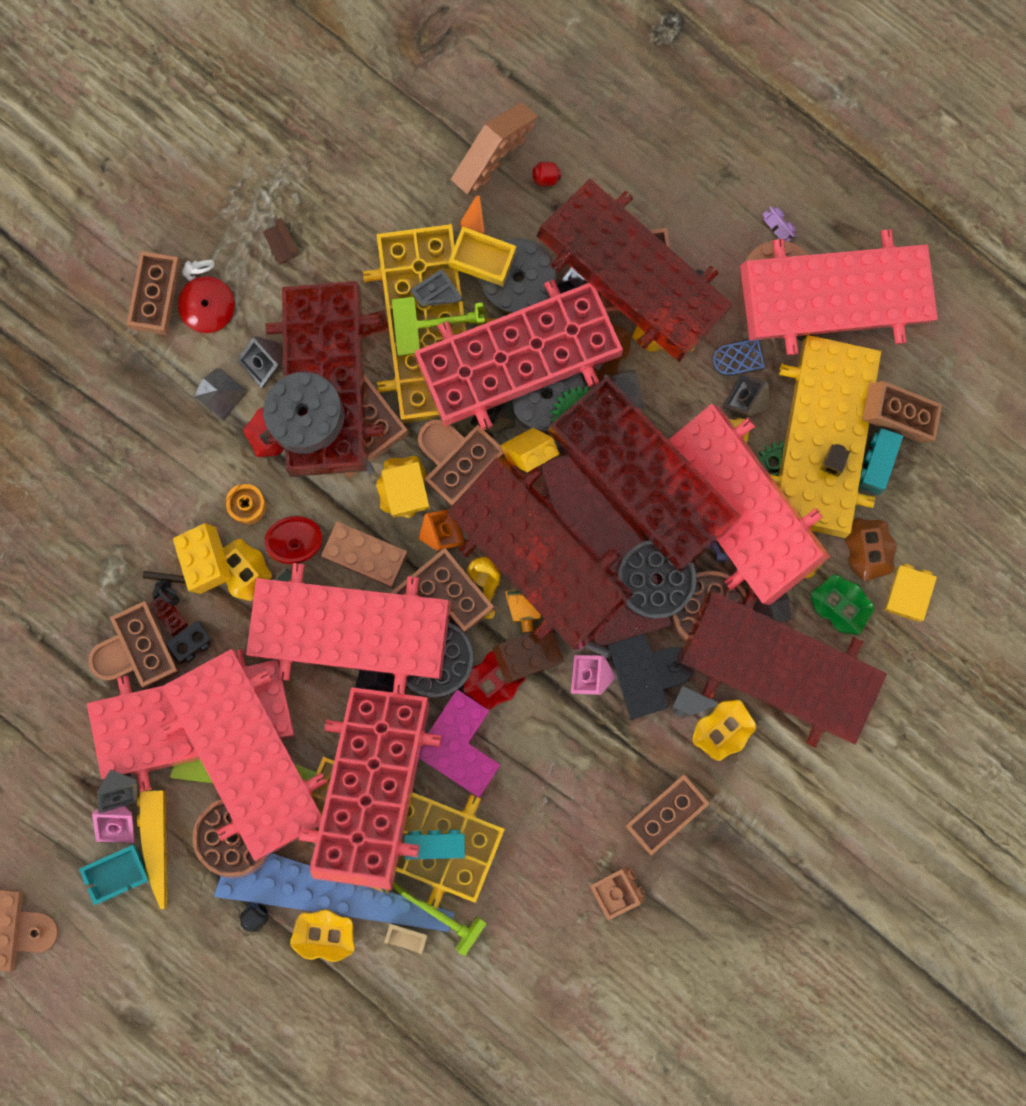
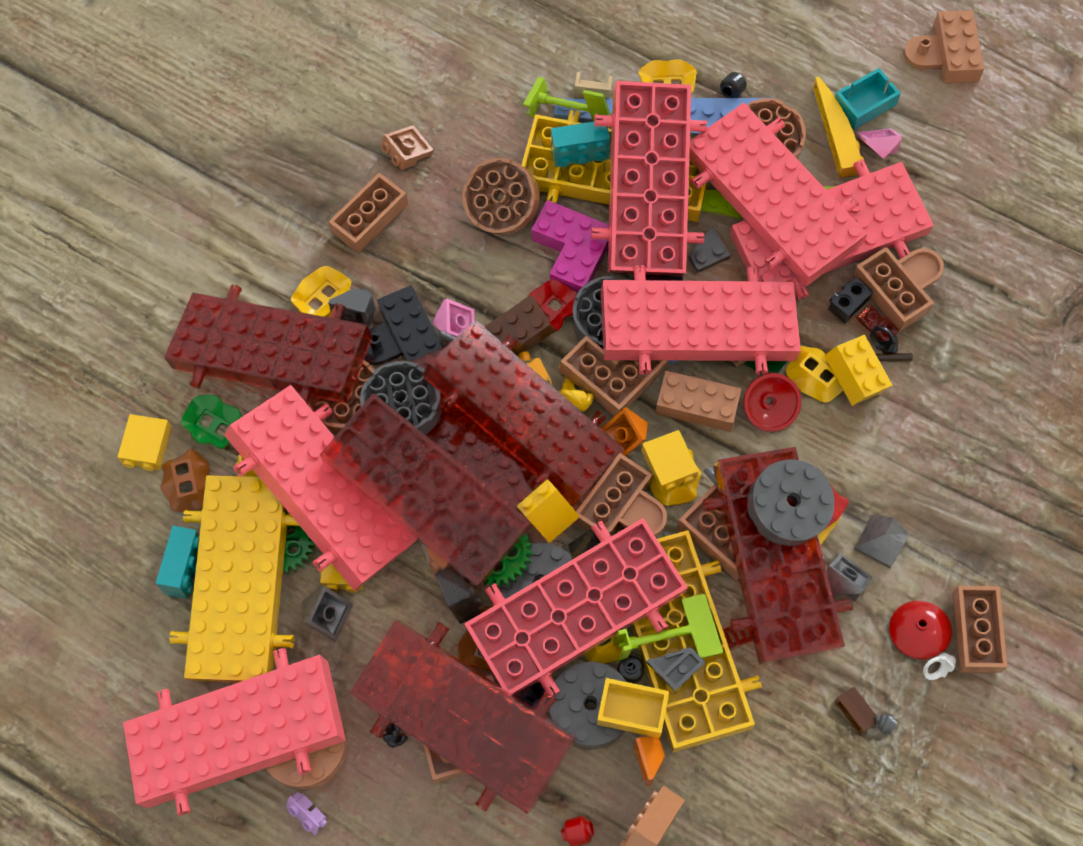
camera: 170 degrees right, 15 degrees down
(116, 791) = (885, 155): dark grey slope -> none
(250, 494) = (824, 440): light orange brick -> none
(258, 226) = (886, 722): none -> dark grey plate
(315, 720) = (709, 253): none -> dark grey wing
(476, 297) = (630, 663): none -> black head
(526, 805) = (519, 199): none -> nougat brick
(733, 358) = (340, 643): medium blue window -> none
(835, 459) = (225, 541): dark brown brick -> none
(902, 412) = (158, 611): nougat brick -> none

